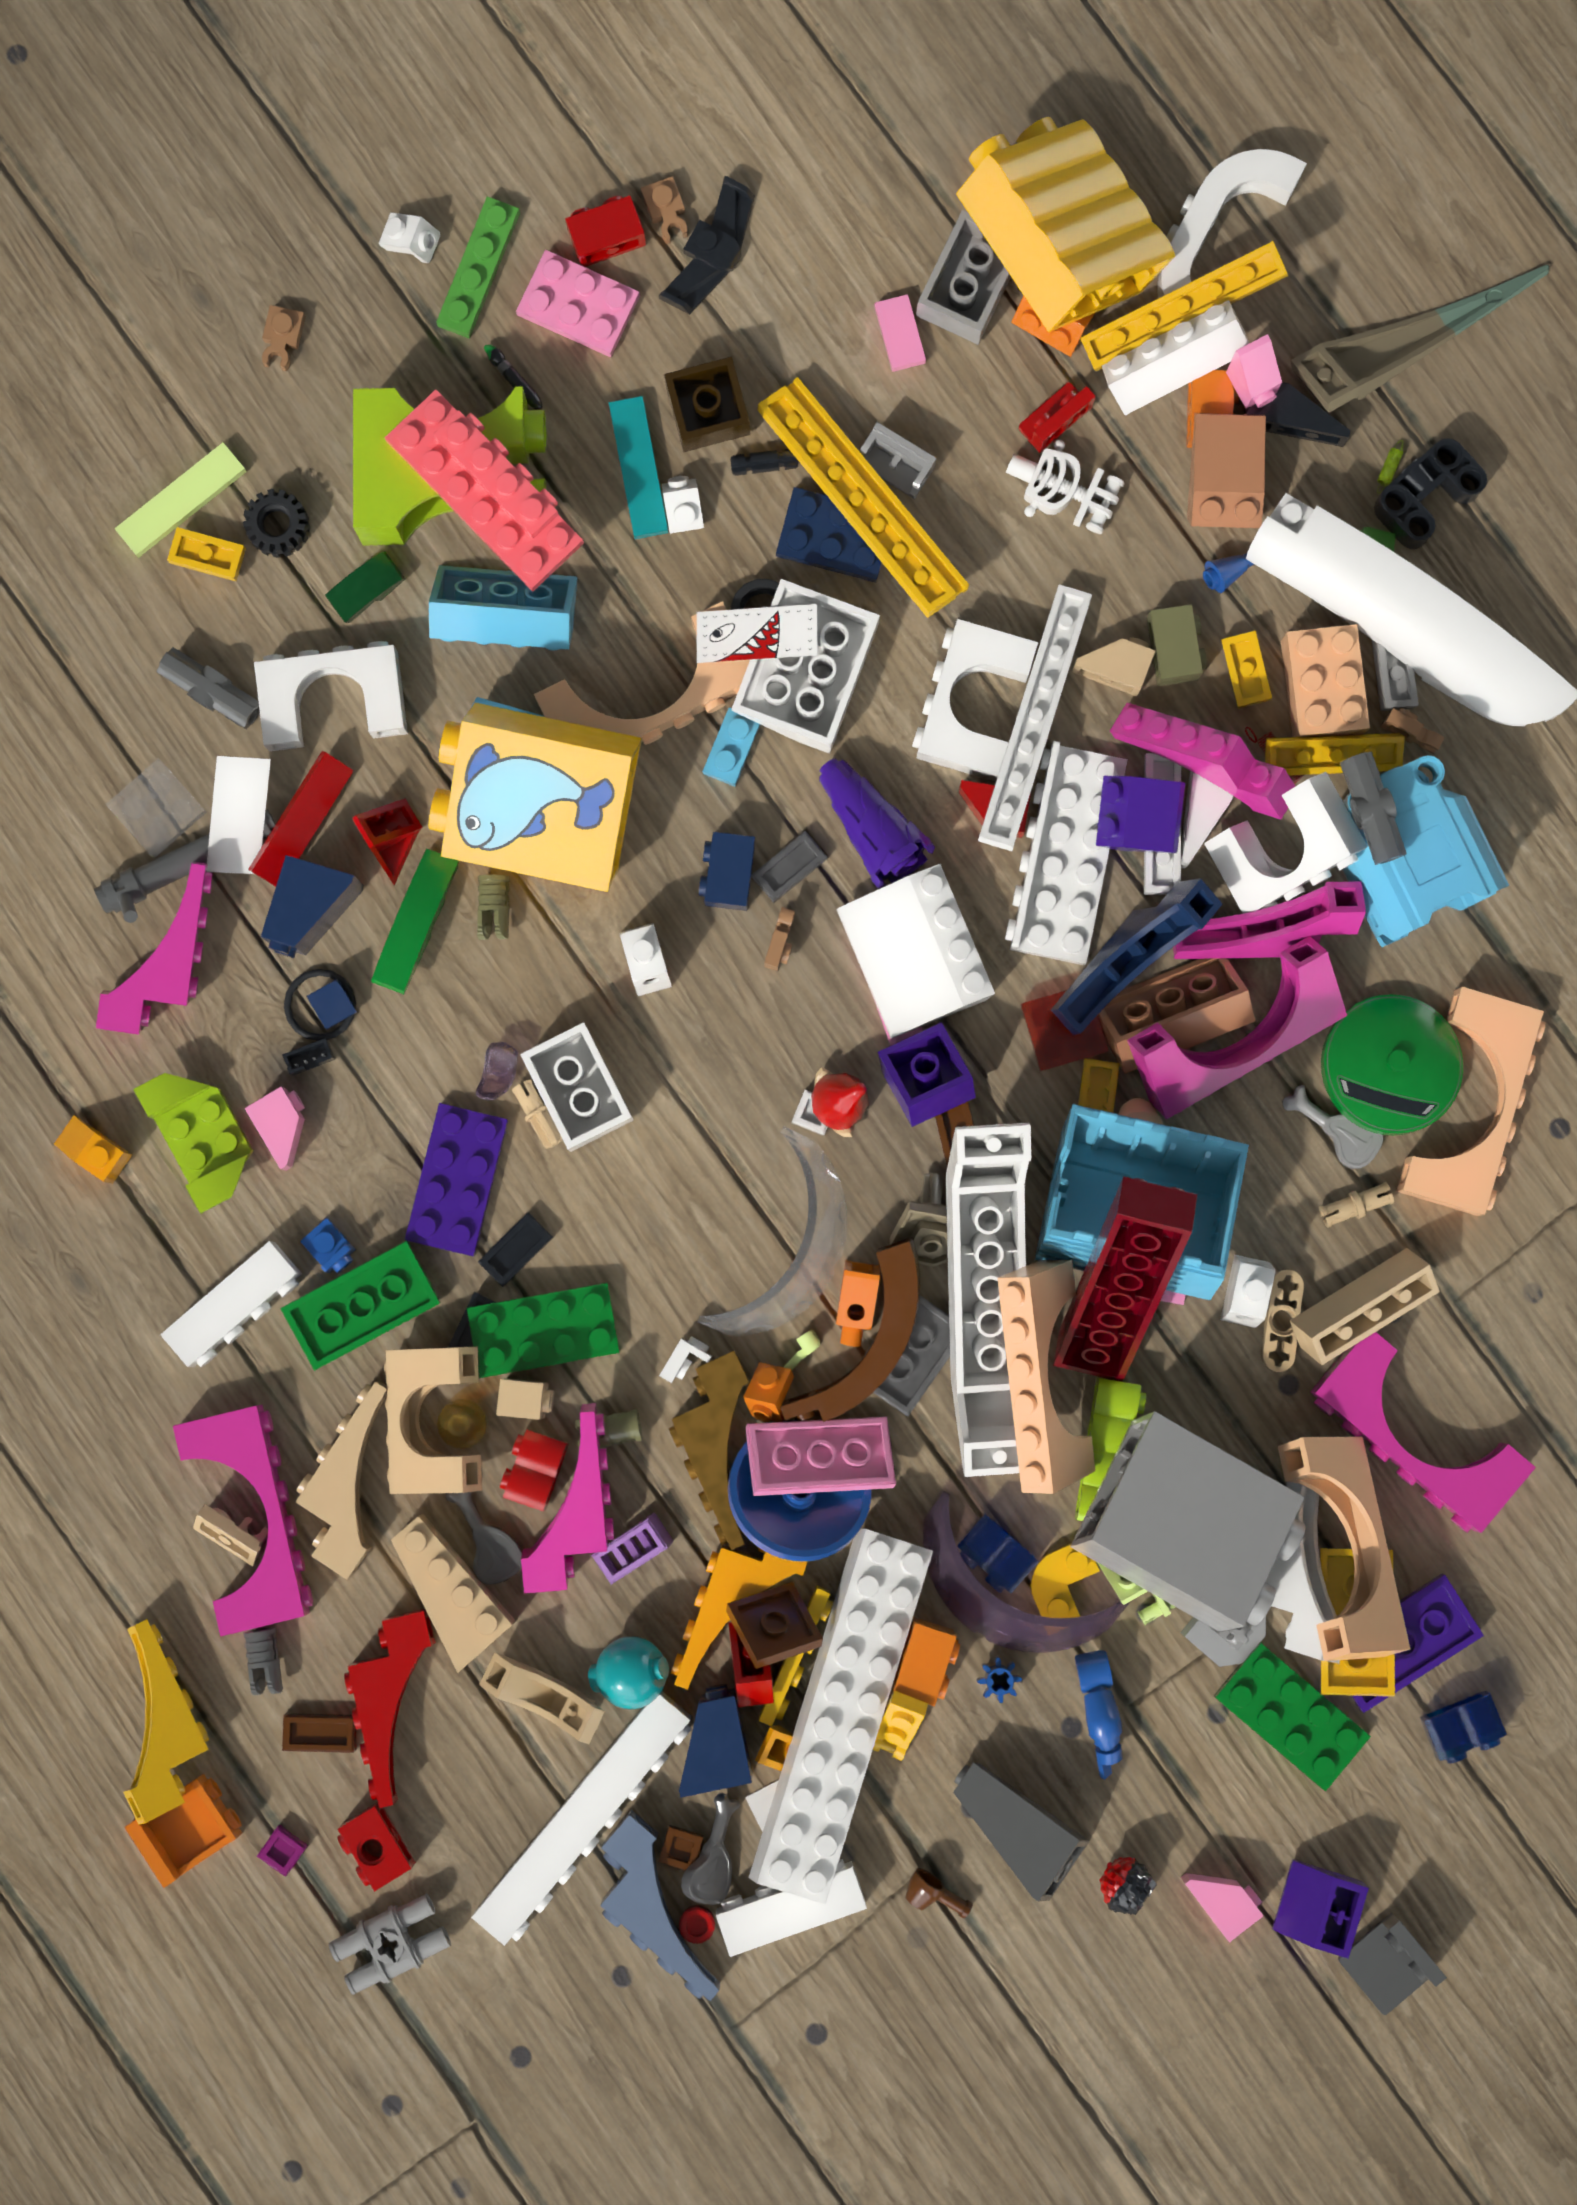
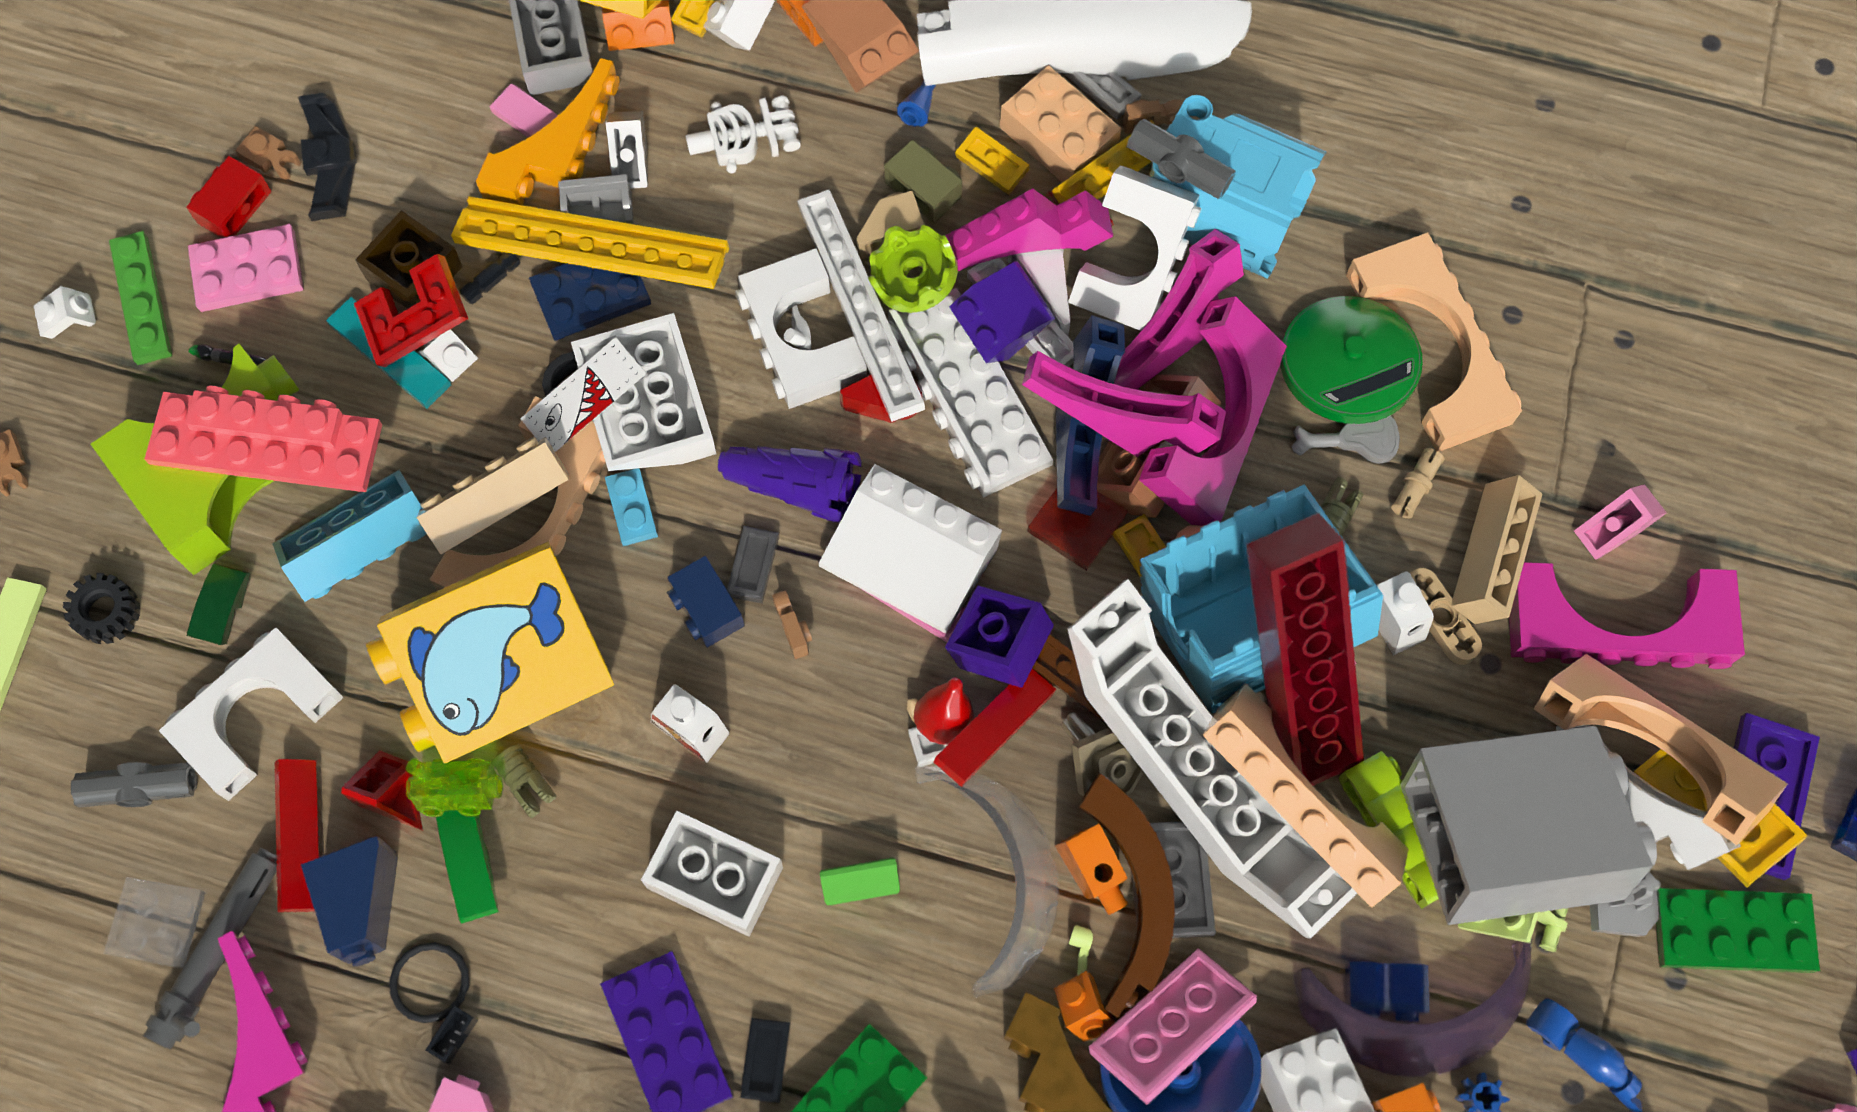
camera: 40 degrees left, 15 degrees down
(206, 554) = (54, 677): yellow plate -> none
(237, 813) = (232, 867): white sticker -> none
(331, 1004) = (438, 970): dark blue slope -> none
(425, 869) = (453, 786): none -> clear neon green brick
(498, 1071) = (631, 914): hair -> none
(537, 1114) = (695, 925): tan axle -> none
(628, 664) = (492, 495): none -> tan brick
(678, 1362) = (987, 1044): white bracket -> none
(680, 1175) = (860, 881): none -> bright green slope
(694, 473) = (397, 334): none -> red plate
(866, 1140) = (993, 728): none -> red tile
(899, 388) = (555, 150): none -> light orange arch
(958, 429) = (628, 146): none -> light grey slope
(968, 708) = (799, 333): none -> white bar
(1051, 1580) = (1447, 967): yellow plate -> none
(1056, 415) = (697, 86): red bracket -> none
(1091, 702) = (904, 252): none -> lime plate
(1158, 978) = (1123, 414): none -> dark pink arch
(1265, 1179) = (1339, 512): none -> olive hinge
(1486, 1359) = (1620, 521): none -> bright pink slope

